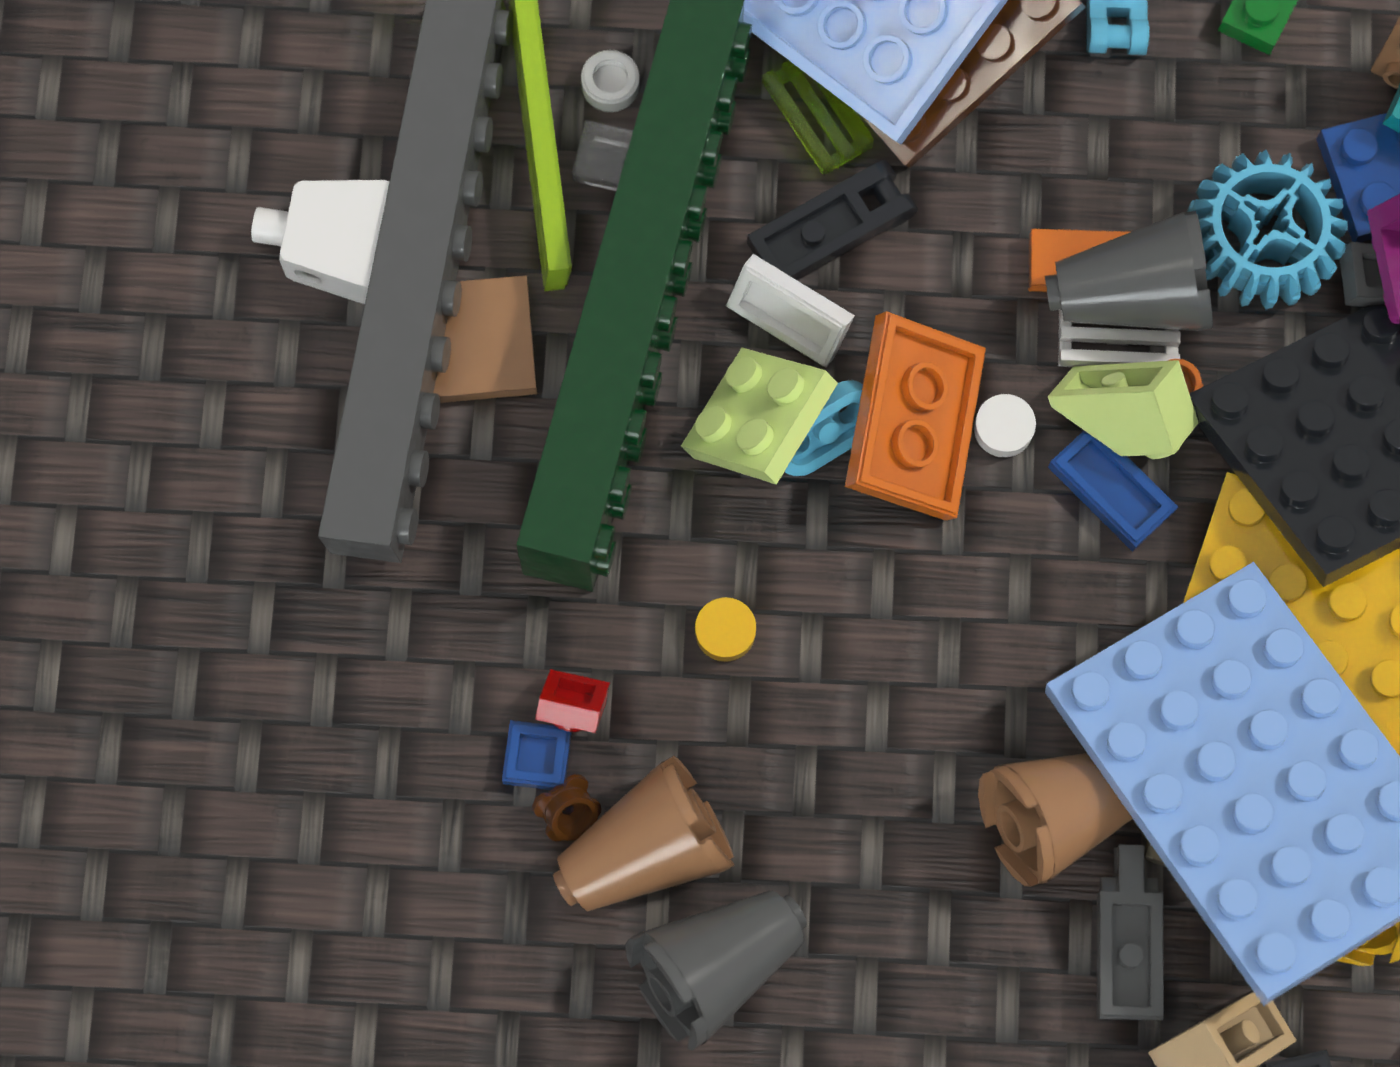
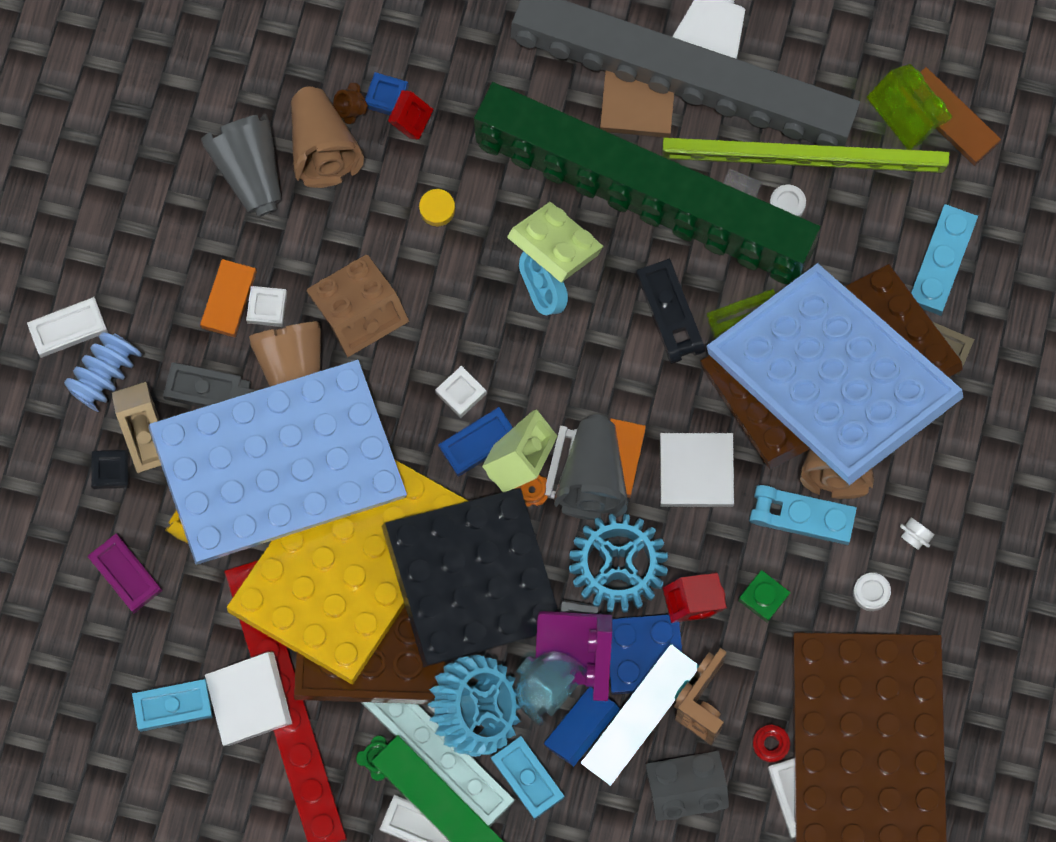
camera: 105 degrees right, 0 degrees up
(789, 310) = (618, 274): white tile -> none
(915, 416) = (539, 331): orange tile -> none
(922, 727) = (358, 305): none -> medium nougat bracket
(957, 881) = (266, 306): none -> white tile
(957, 949) = (228, 298): none -> orange tile
(1004, 425) = (527, 387): white tile -> none
(1040, 526) = (460, 391): none -> white plate
(1081, 144) = (696, 470): none -> white tile
(1298, 103) = (694, 597): none -> red brick

